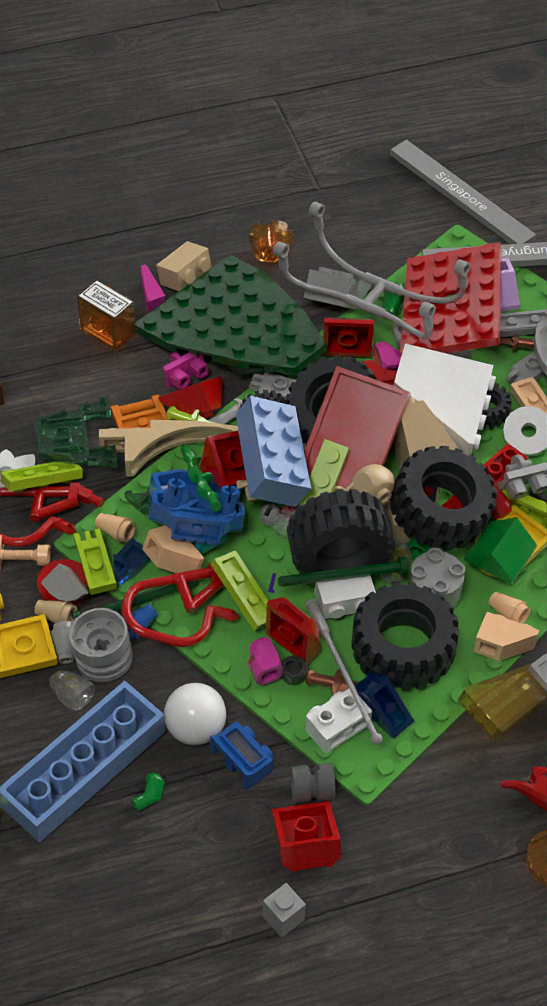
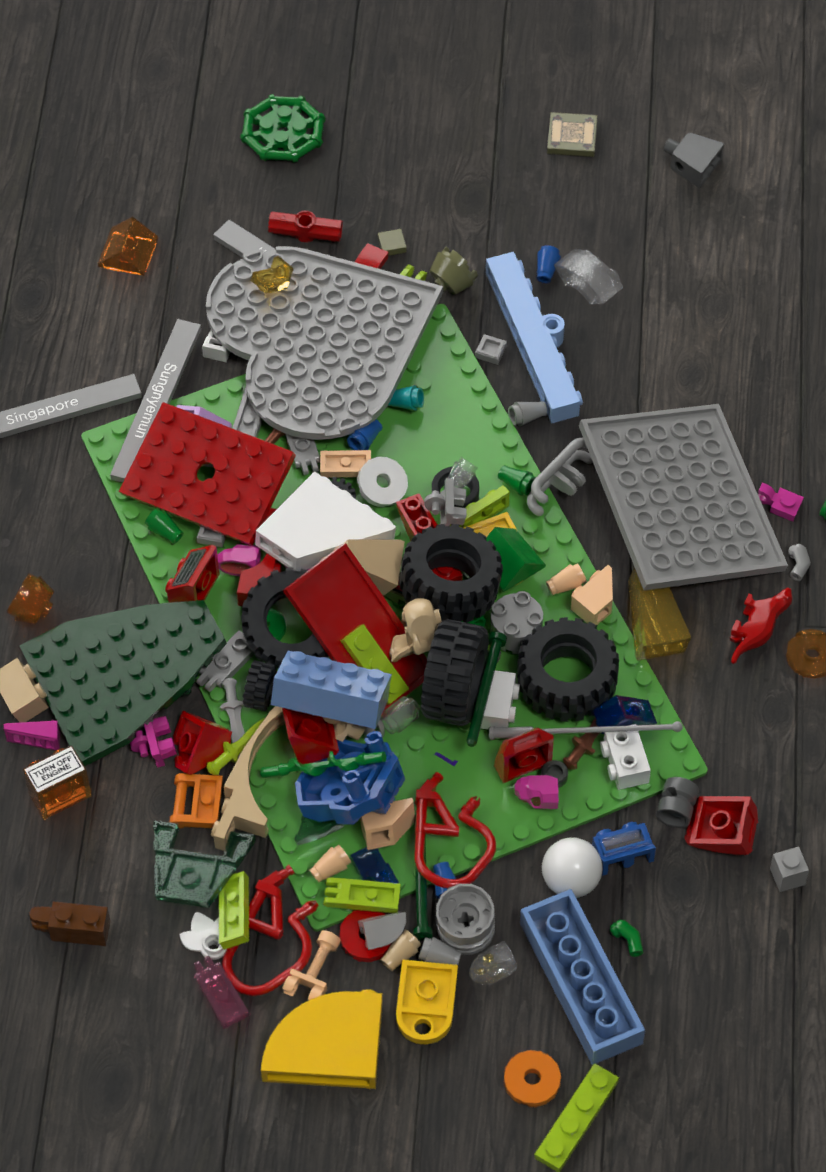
camera: 65 degrees left, 5 degrees up
(242, 588) = (459, 778): lime plate -> none
(336, 281) = (122, 567): light grey slope -> none
(426, 310) = (159, 523): light grey bar -> none

